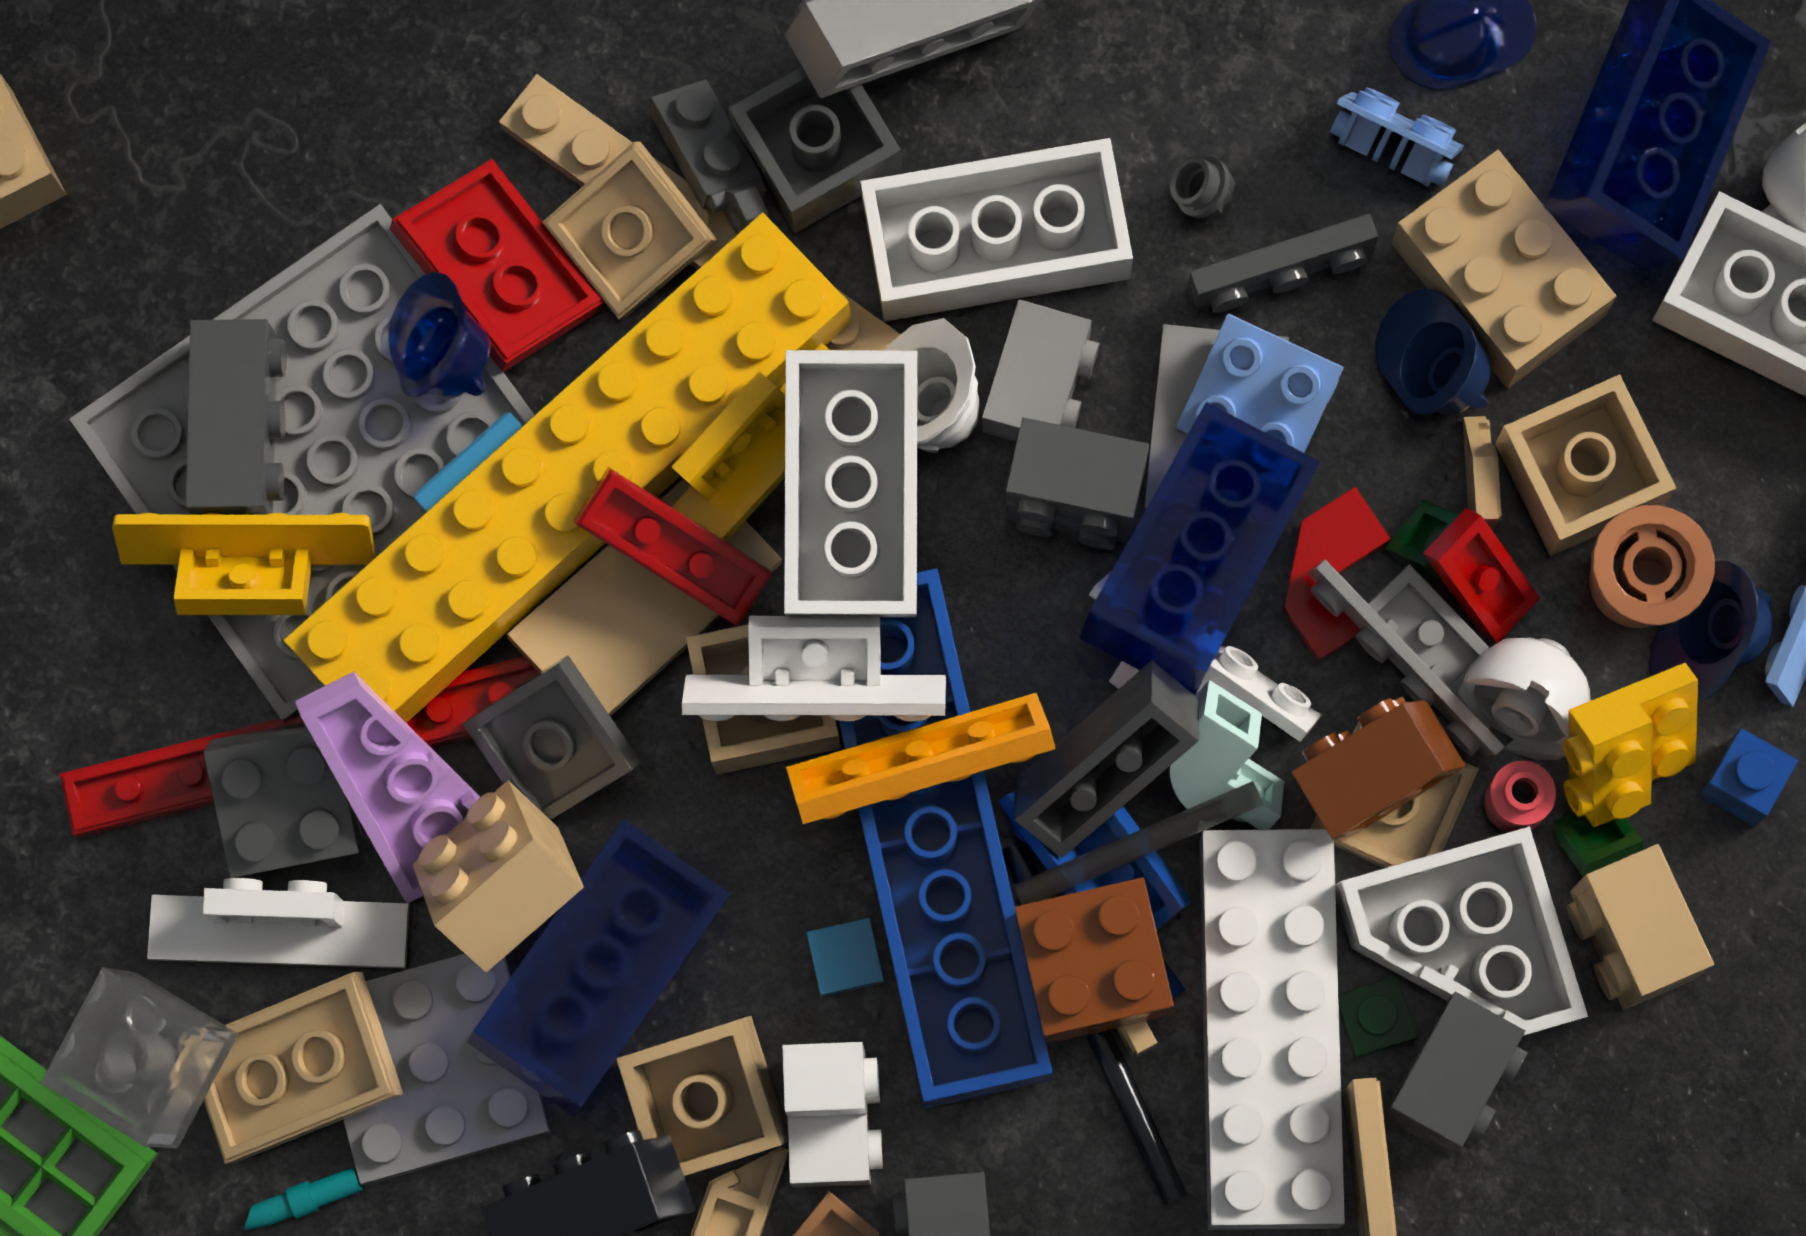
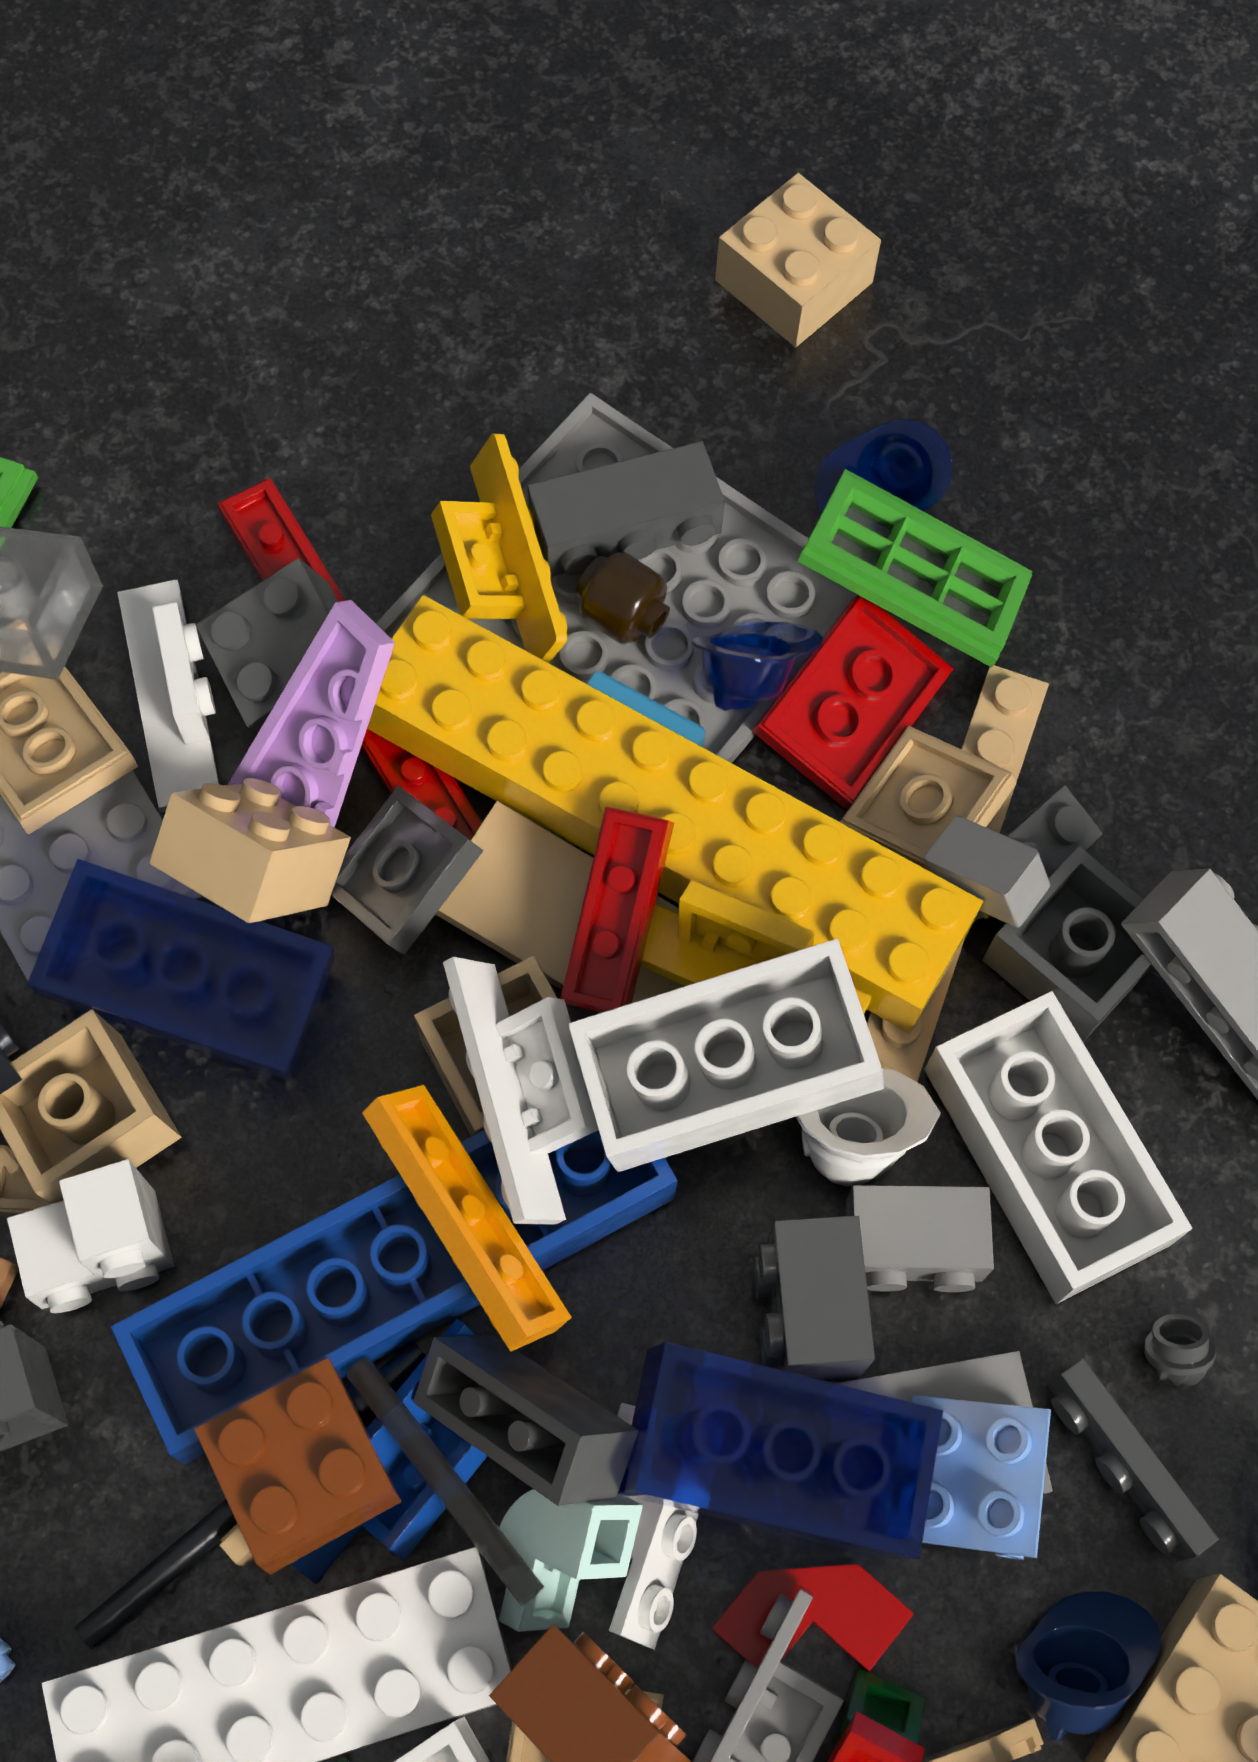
camera: 65 degrees right, 10 degrees down
(266, 155) = (897, 457): none -> clear blue piece
(332, 451) = (622, 598): none -> dark brown head
(379, 157) = (917, 567): none -> bright green piece
(731, 197) = (991, 868): none -> light grey piece
(845, 957) = (263, 1211): dark azure tile -> none

